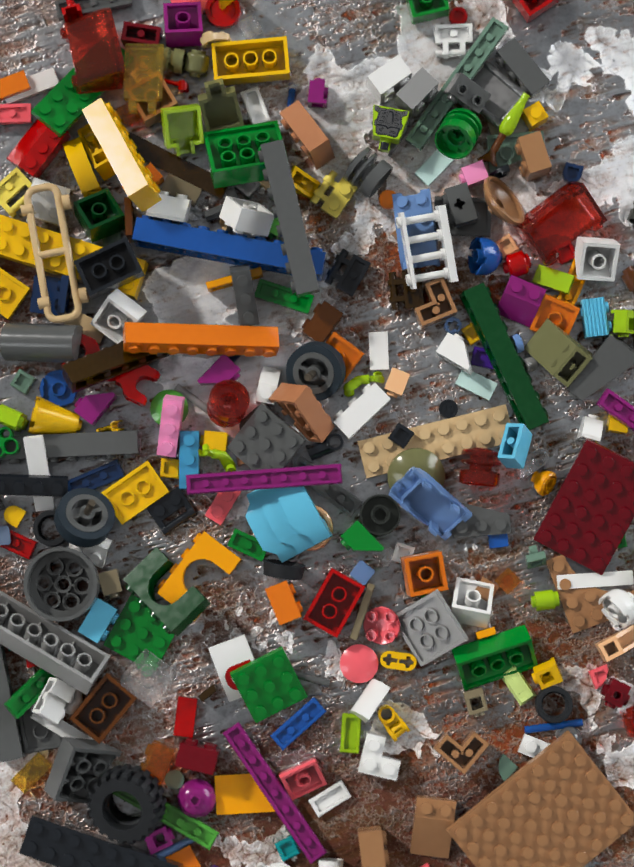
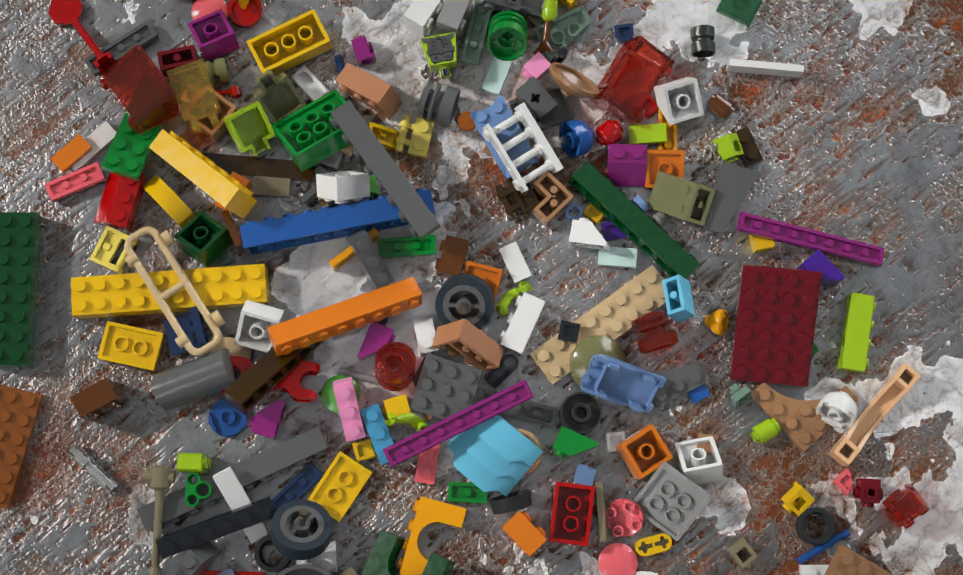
camera: 30 degrees left, 5 degrees down
(14, 515) = (232, 555): yellow tile -> none
(23, 381) = (191, 424): sand green tile -> none
(44, 203) = (148, 249): white plate -> none
(52, 419) = (233, 448): yellow cone -> none
(96, 152) = (178, 182): yellow slope -> none
(109, 268) = (232, 283): black brick -> none
(113, 426) = (293, 433): yellow hand -> none
(169, 505) = (377, 485): black plate -> none
(171, 207) = (268, 205): white slope -> none
(196, 63) = (239, 65): olive head -> none
(214, 37) = (245, 35): tan plate -> none
(352, 275) = (462, 205): black plate -> none
(396, 383) = (544, 284): light nougat brick -> none
(448, 409) = (601, 290): black piece -> none
(485, 633) = (723, 484): light orange tile -> none
(492, 656) = (742, 504): green slope -> none
(507, 245) = (593, 120): light nougat tile -> none
(507, 580) = (723, 427): clear orange plate -> none
(518, 686) = (773, 521): yellowish green tile -> none
(534, 156) = (585, 29): medium nougat brick -> none
(589, 580) = (804, 393): white sticker -> none
(590, 428) = (740, 254): white slope -> none
(594, 318) = (700, 154): medium azure brick -> none

